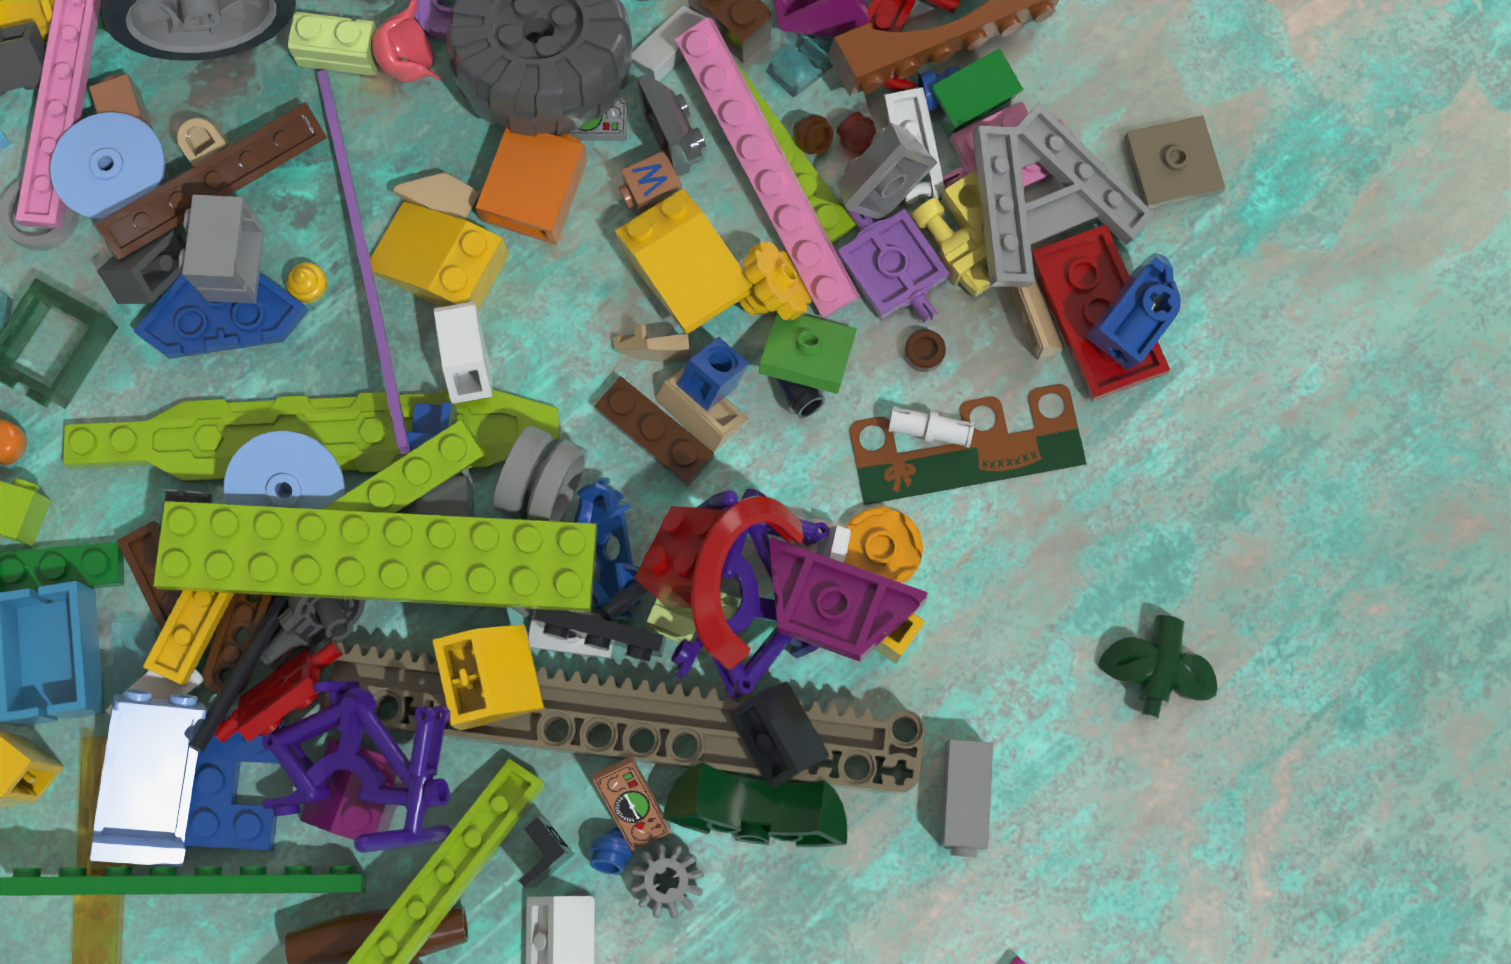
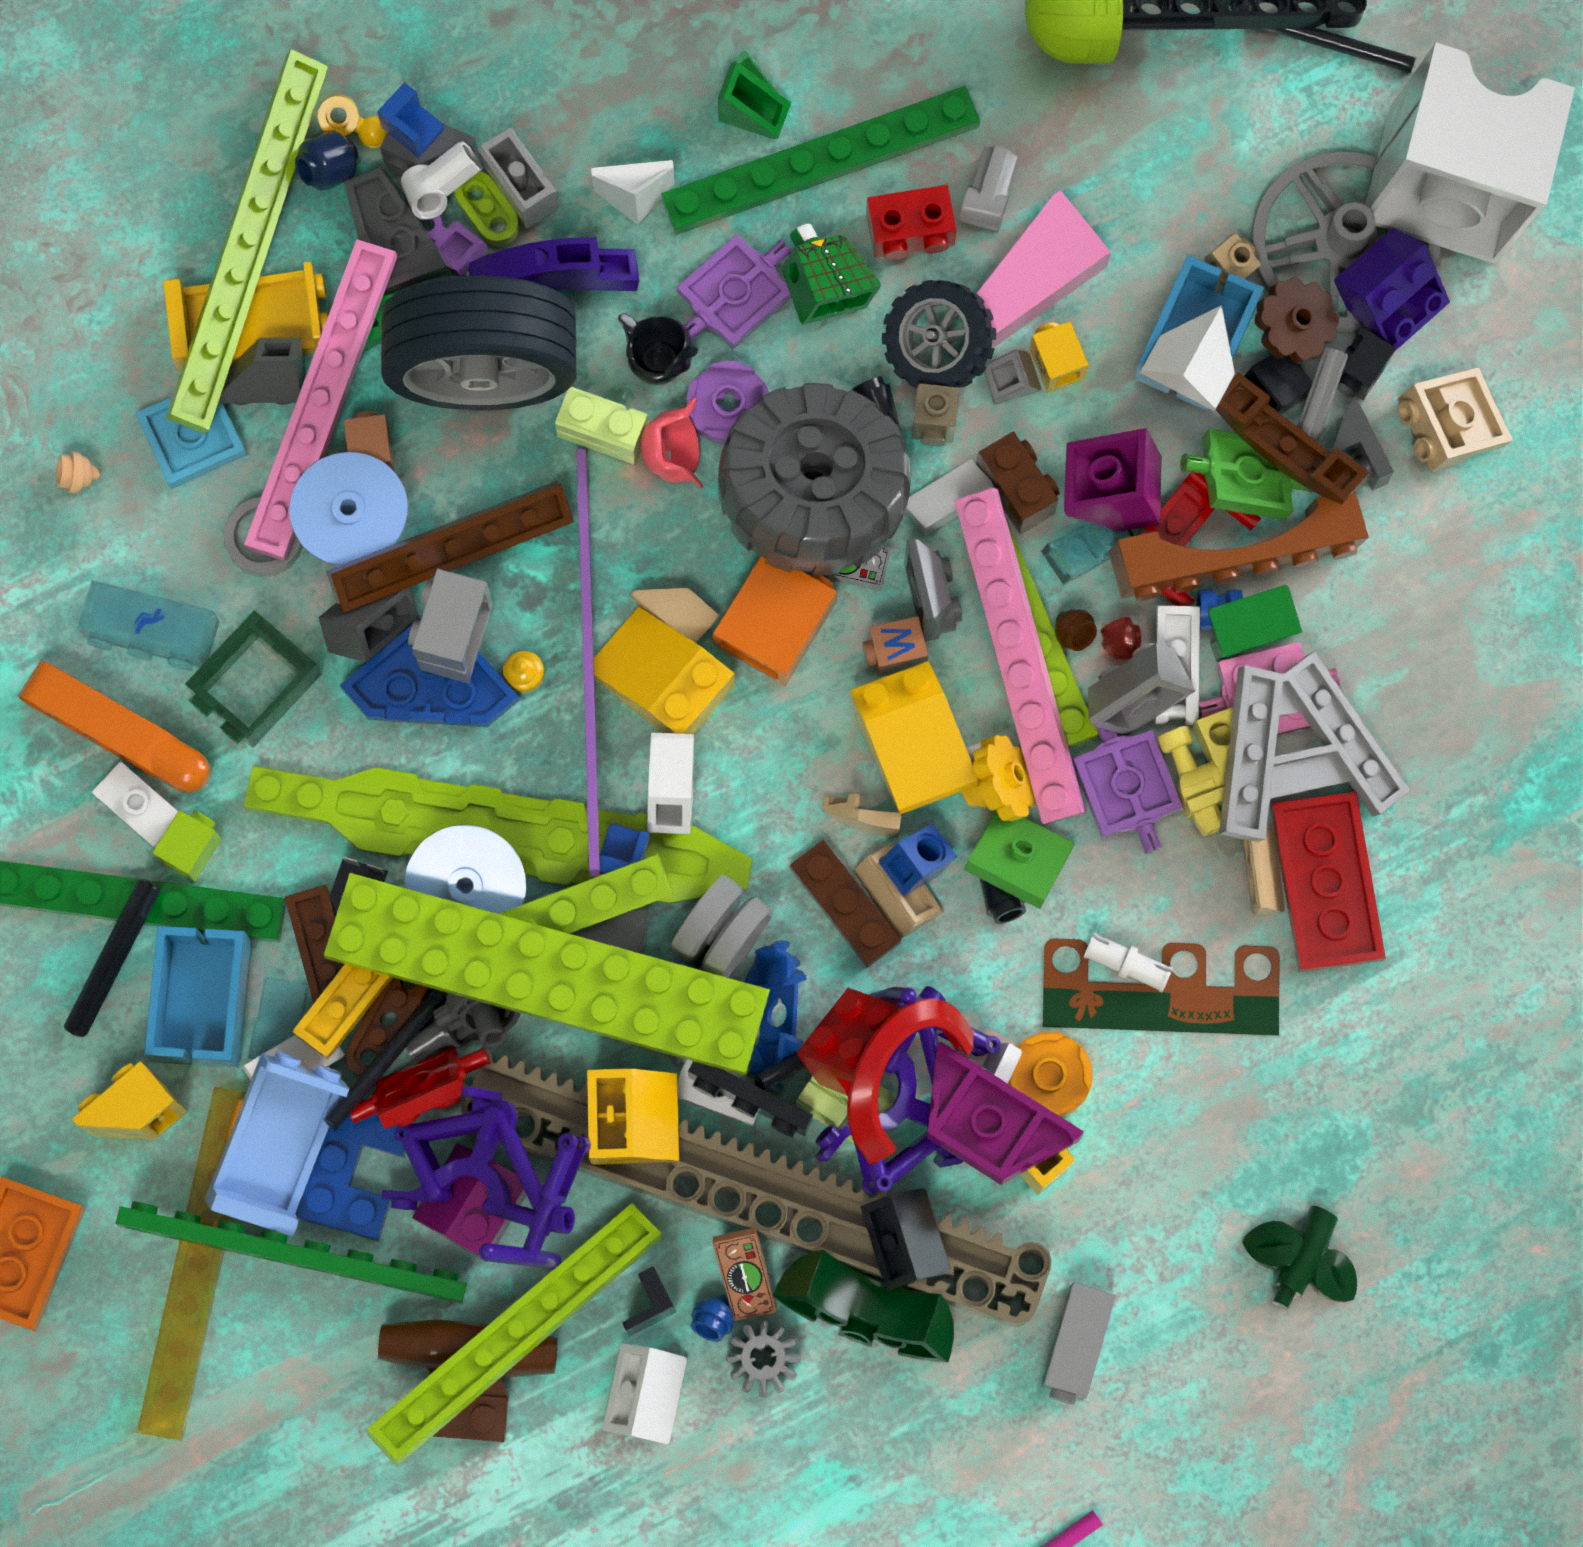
camera: 10 degrees right, 0 degrees up
(201, 139) = (446, 499): tan plate -> none
(924, 350) = (1139, 881): reddish brown tile -> none
(1128, 324) = (1350, 904): blue piece -> none
(1174, 162) = (1445, 740): dark tan plate -> none

